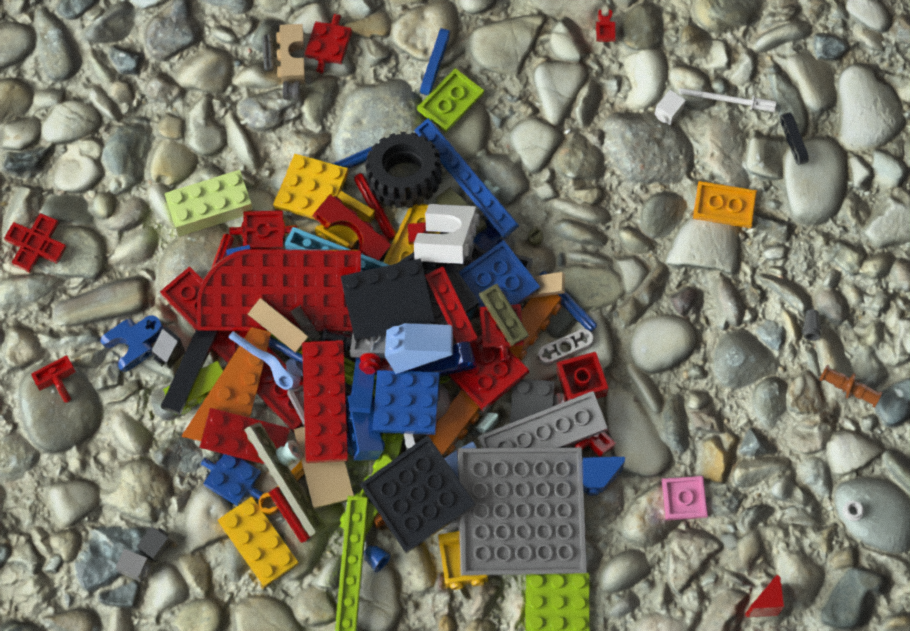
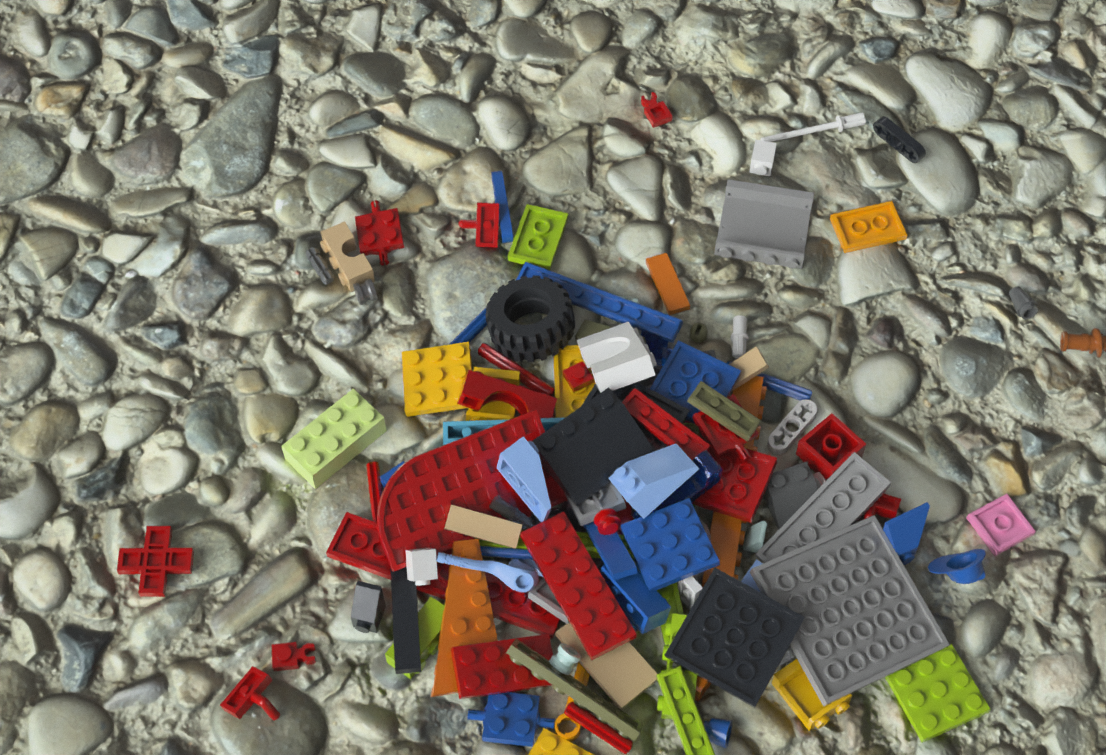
camera: 25 degrees left, 10 degrees down
(97, 358) = (288, 655): none -> red plate
(137, 336) = (325, 613): blue piece -> none
(217, 335) = (421, 565): none -> white brick
(262, 229) = (406, 440): red plate -> none
(325, 297) = (524, 472): none -> light blue slope
(412, 72) = (485, 224): none -> red plate
(533, 184) = (667, 284): none -> orange tile
(564, 254) = (739, 336): none -> white axle
(630, 517) = (961, 567): none -> blue piece
(639, 167) = (764, 224): none -> light grey panel

